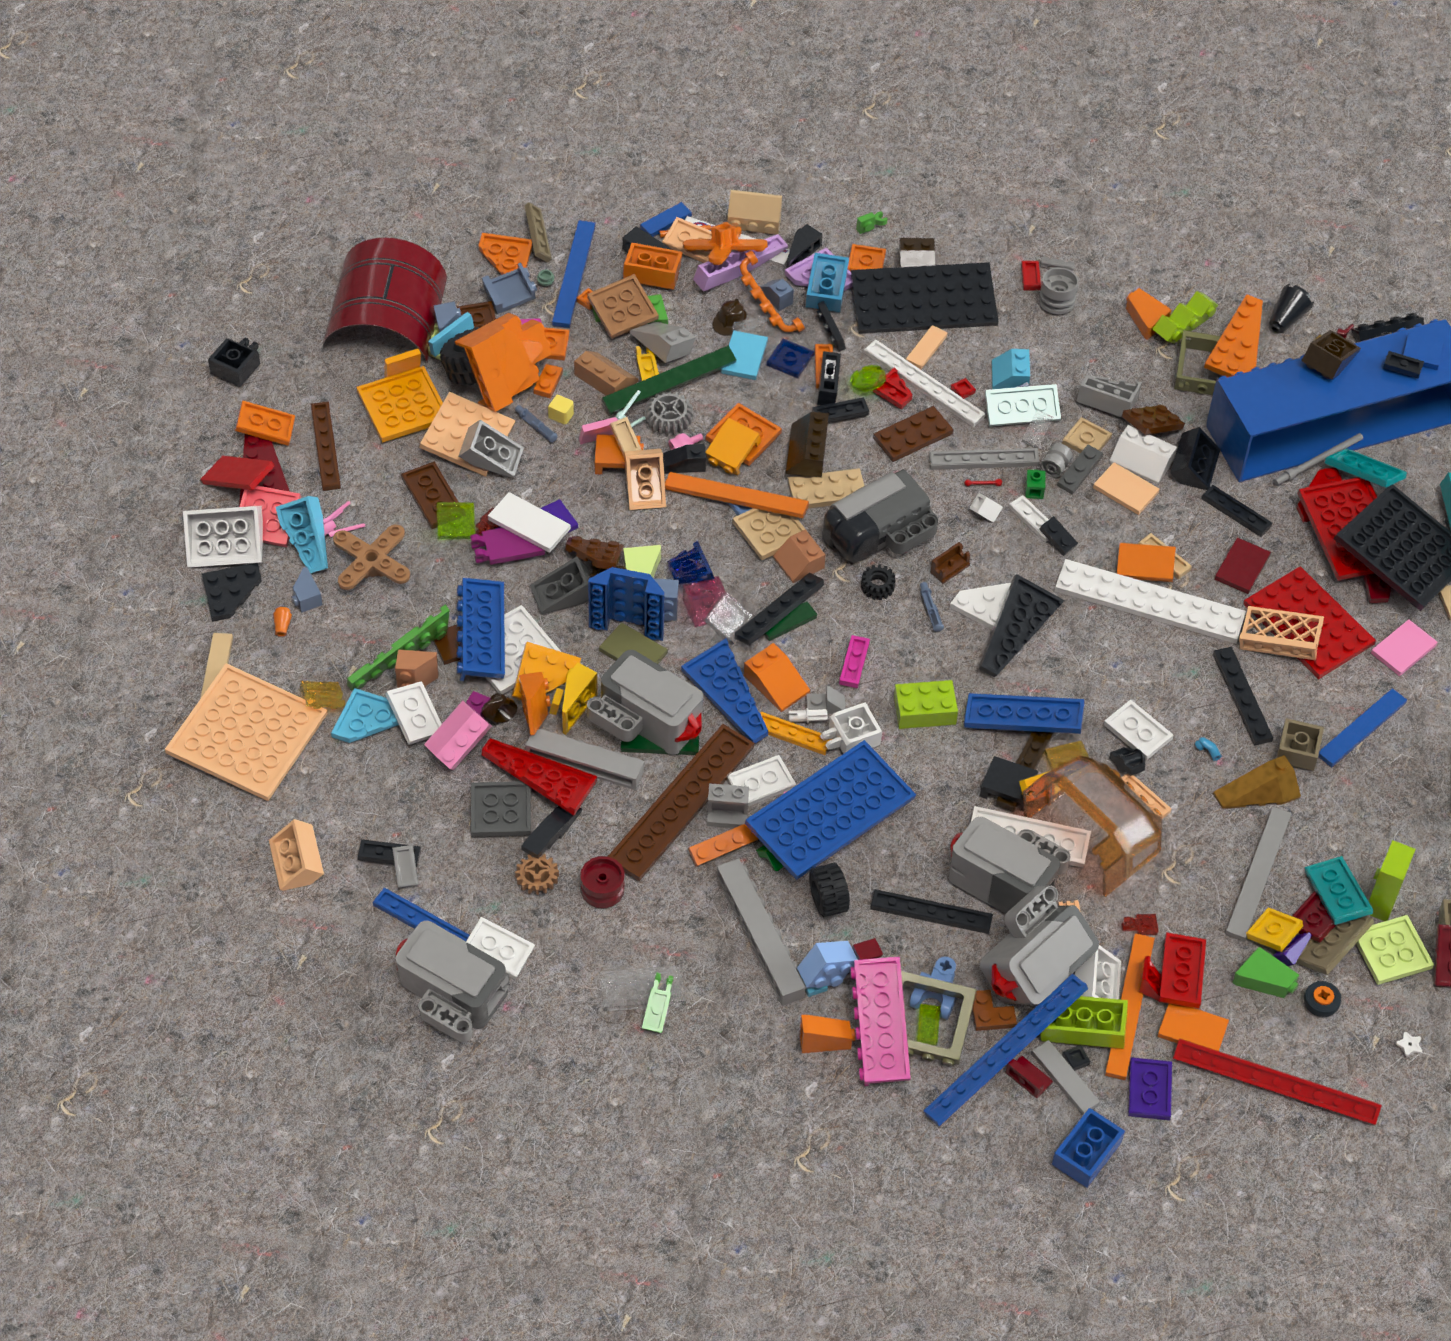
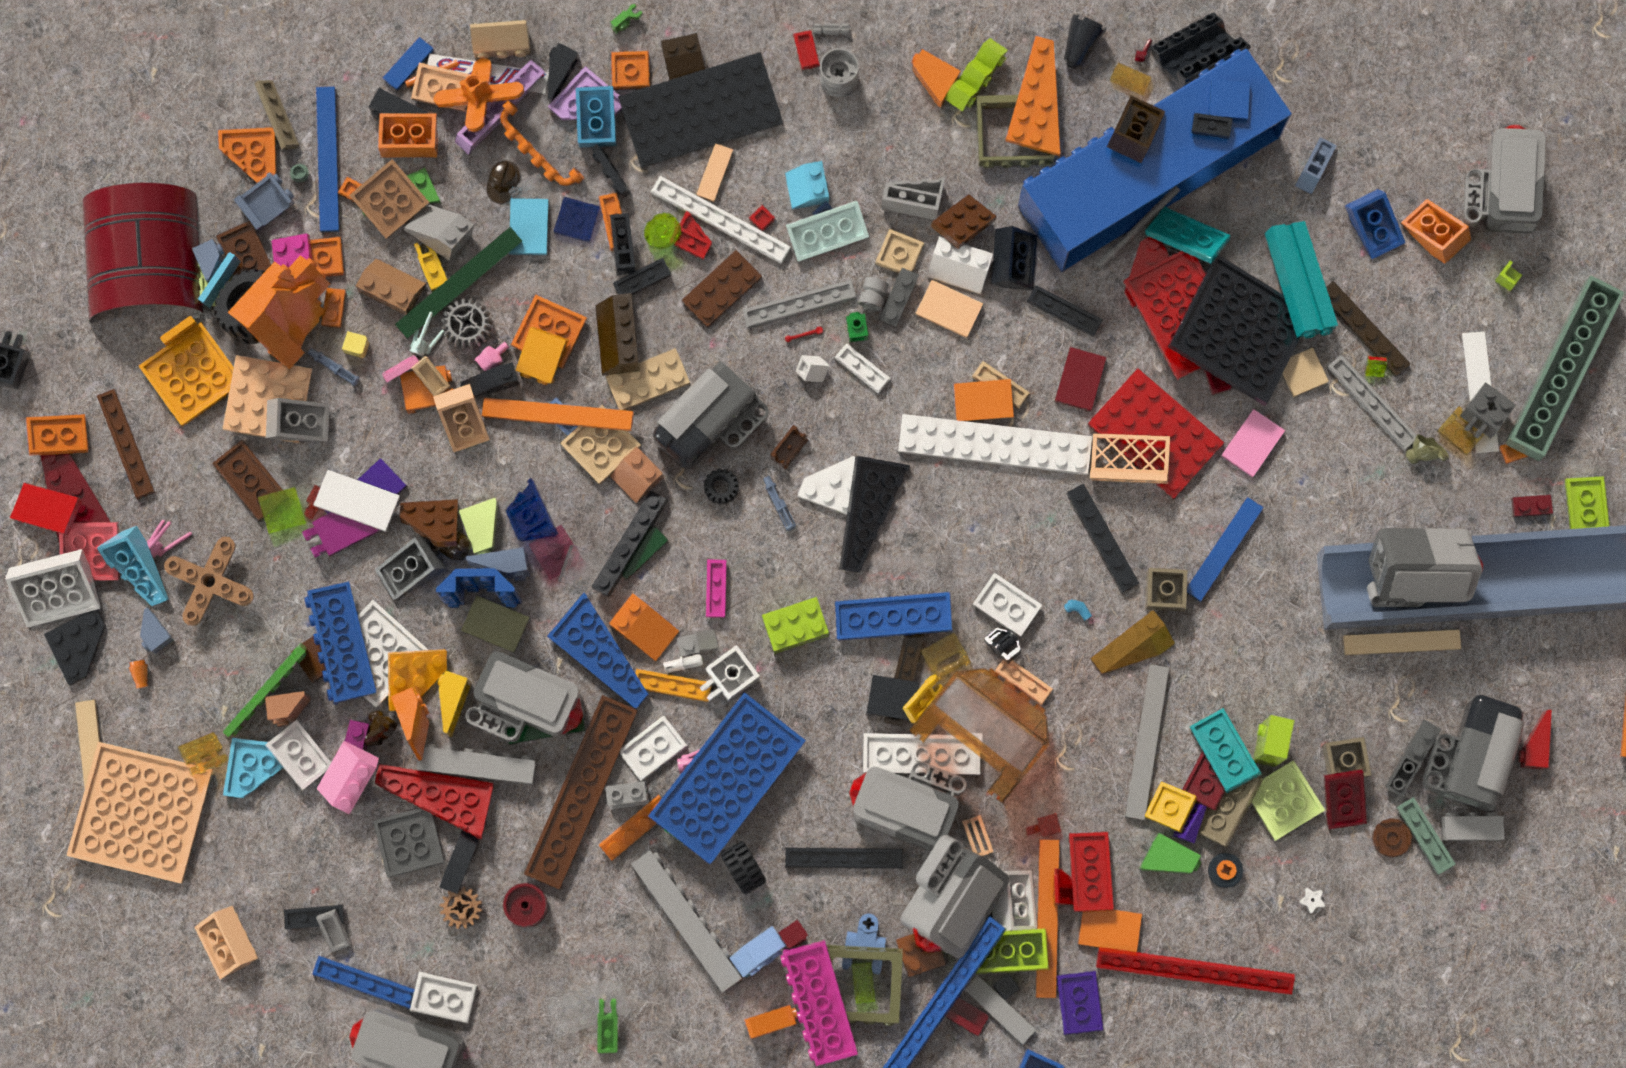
camera: 10 degrees left, 25 degrees up
(556, 701) = (434, 701): yellow tile -> none
(778, 293) = (545, 137): sand blue slope -> none
(1037, 429) = (847, 257): clear plate -> none
(1058, 536) = (891, 387): black plate -> none

